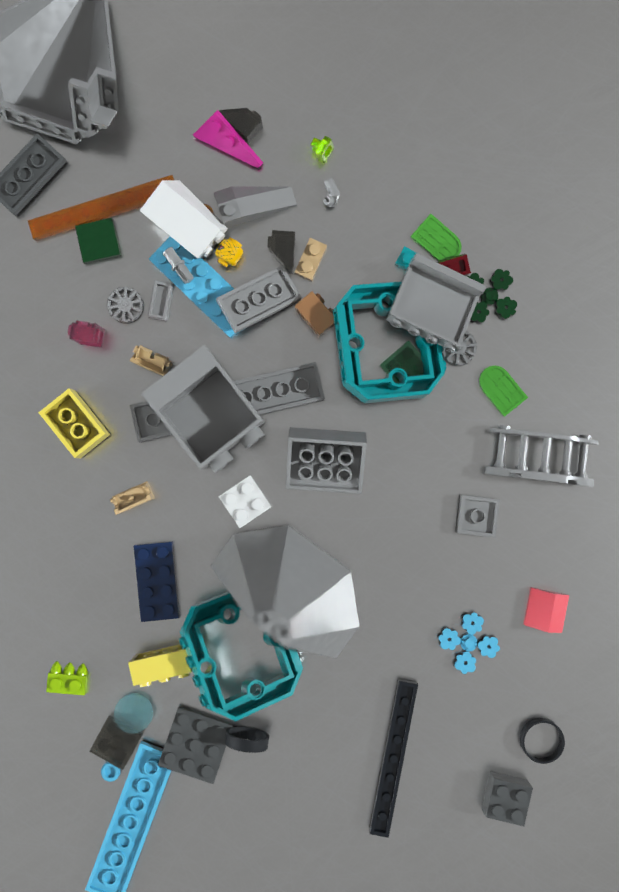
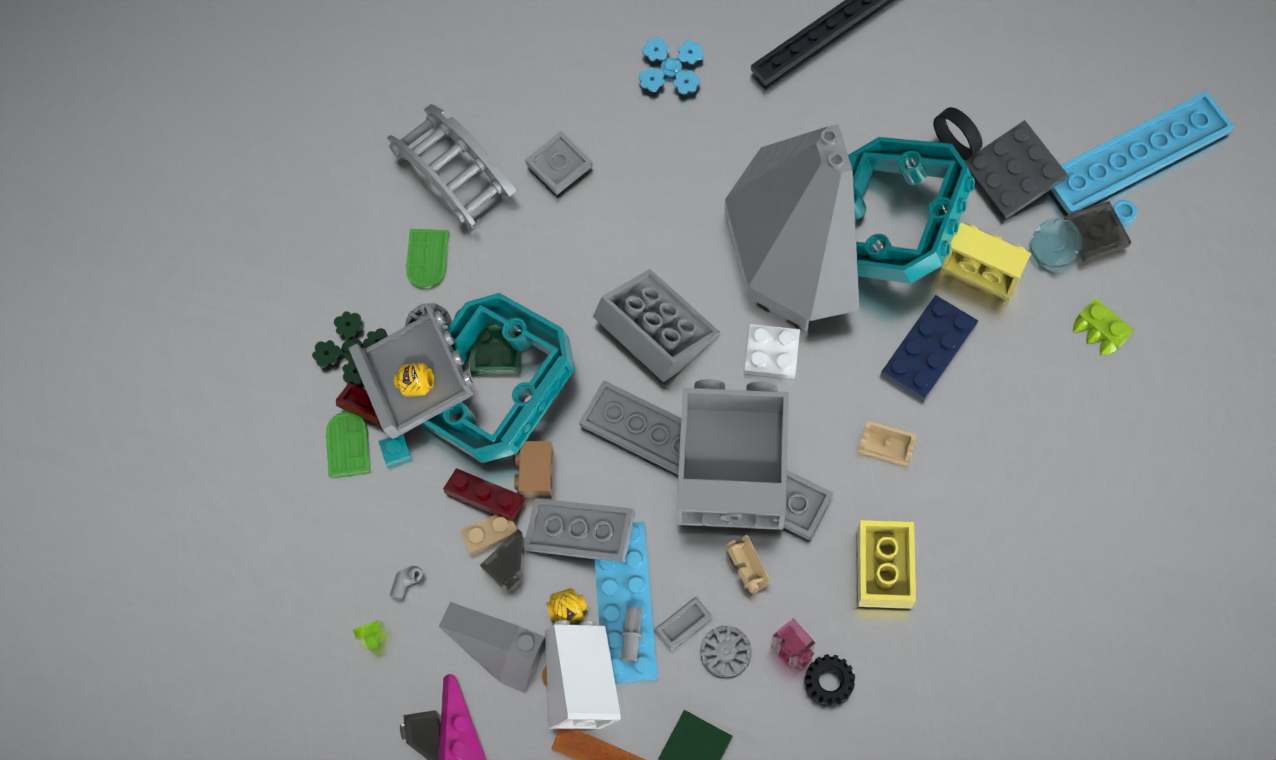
camera: 135 degrees left, 20 degrees down
(44, 333) = (836, 665): none -> black tyre
(332, 275) = (484, 494): none -> dark red plate
(428, 298) = (414, 379): none -> yellow head
(546, 610) = (576, 40): coral slope -> none

